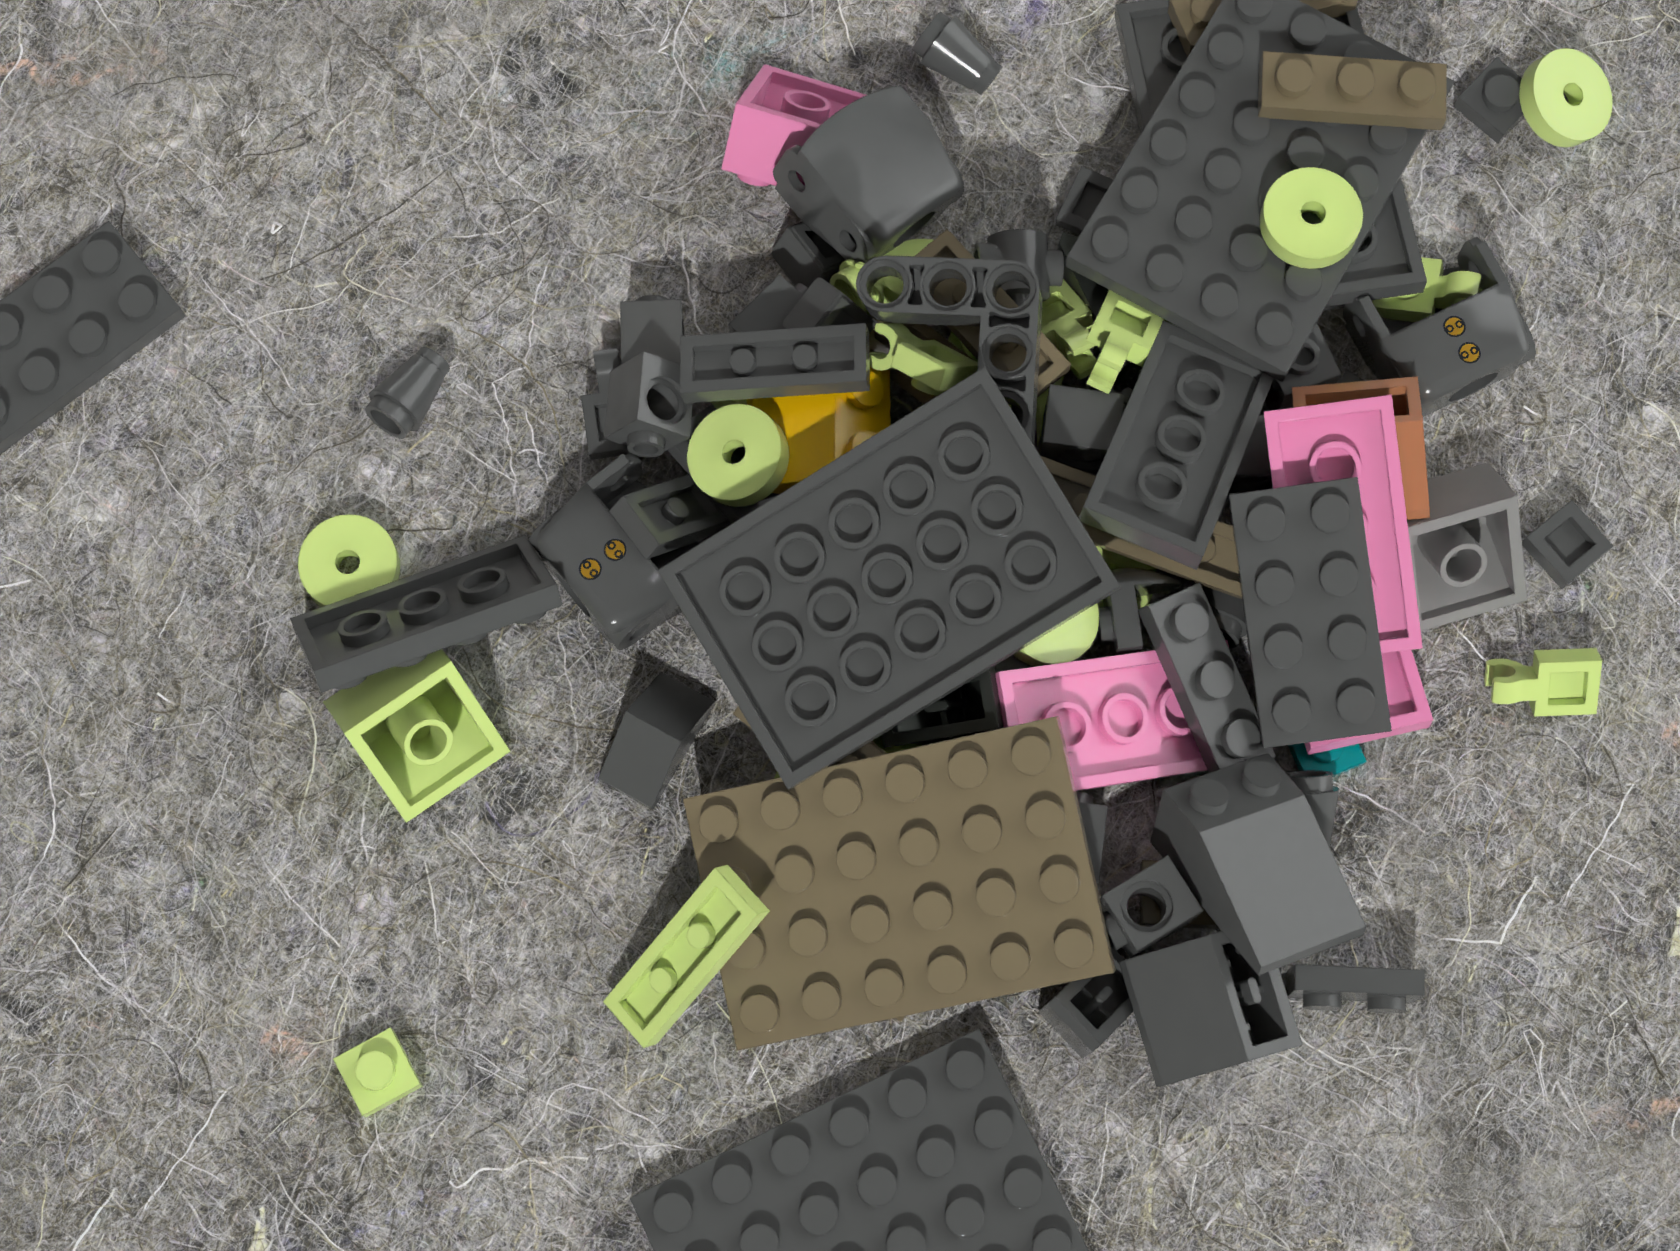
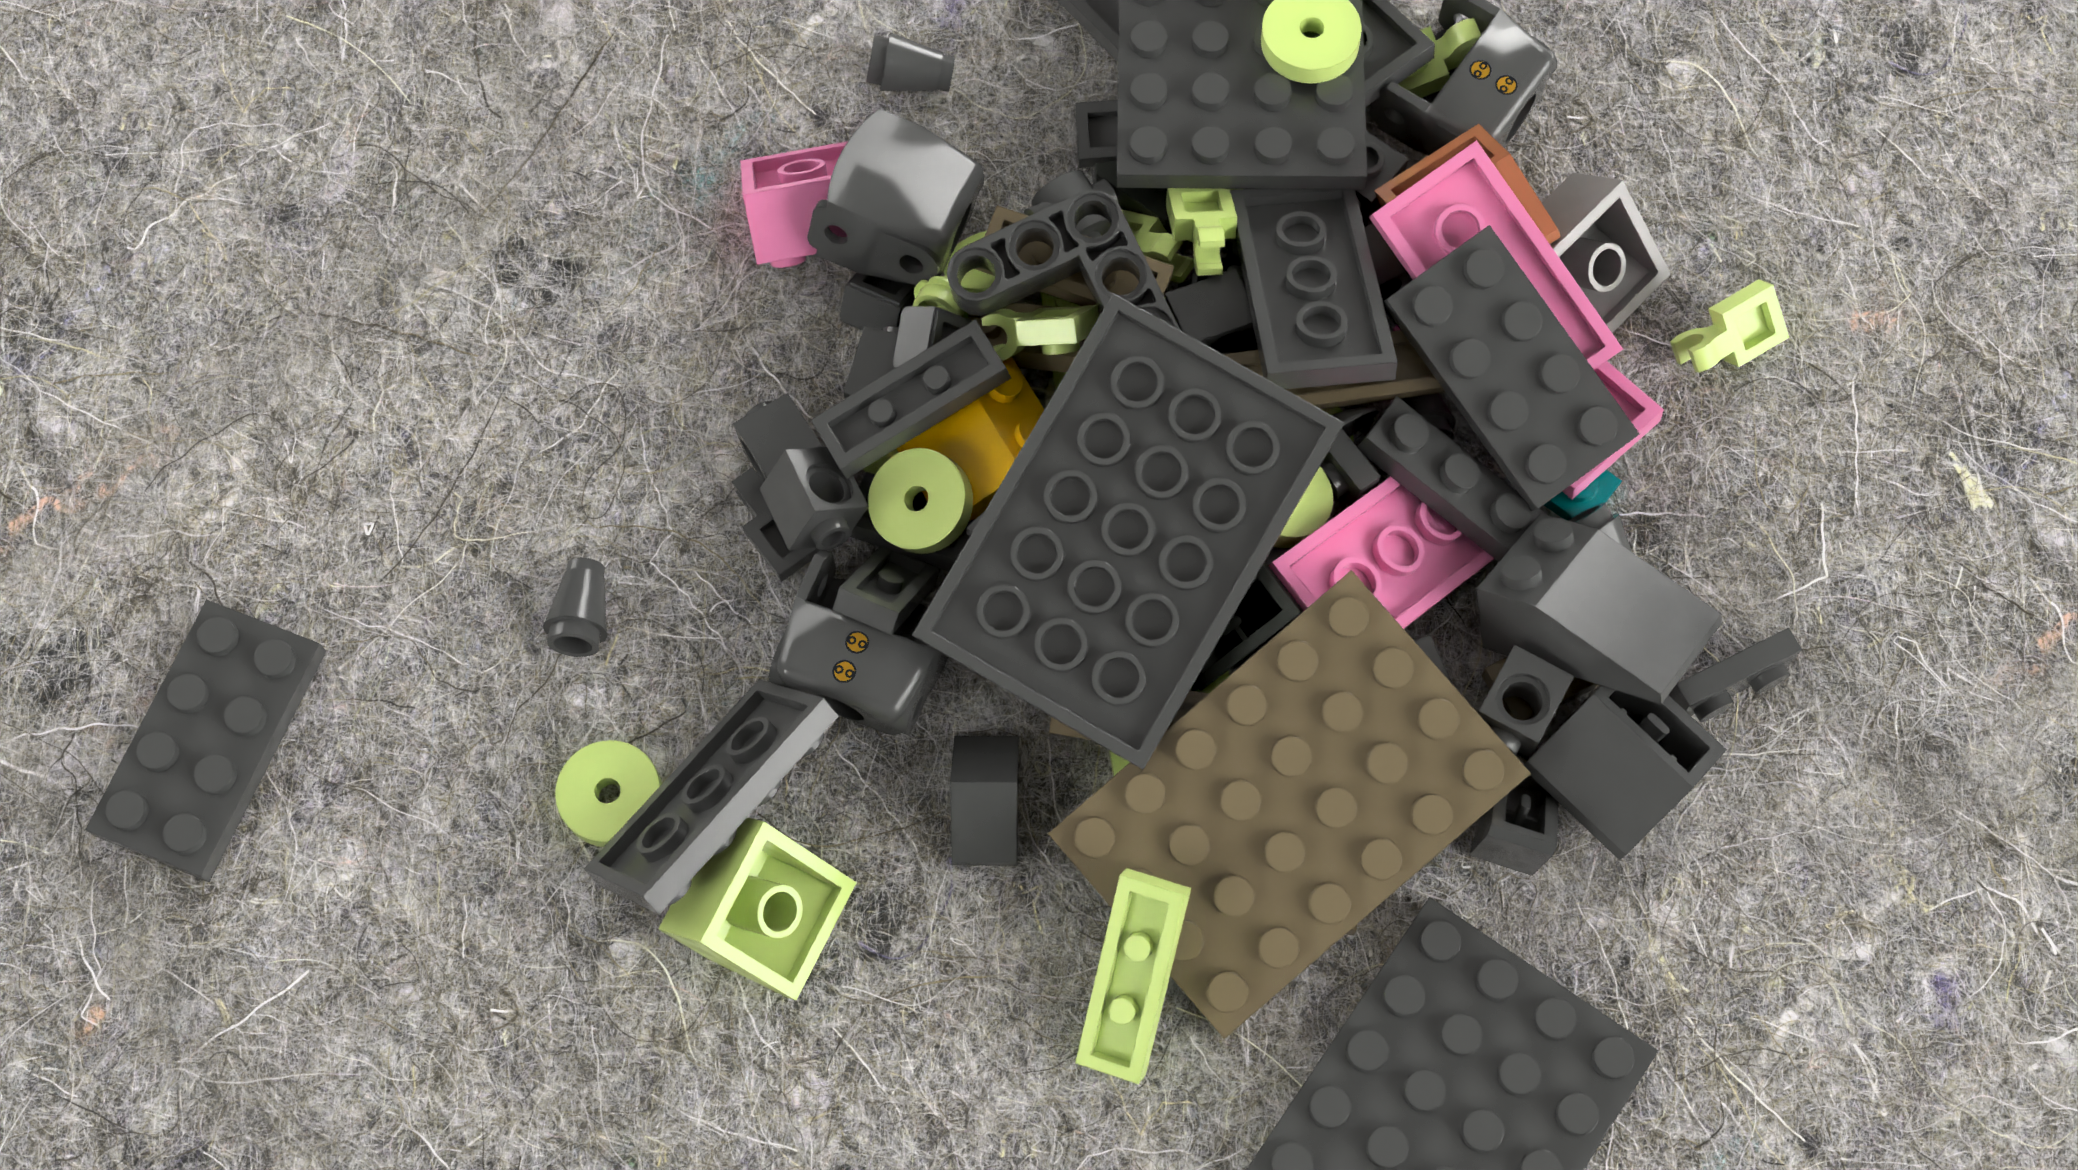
camera: 25 degrees left, 5 degrees down
(1566, 544) = (1678, 208): dark grey plate -> none

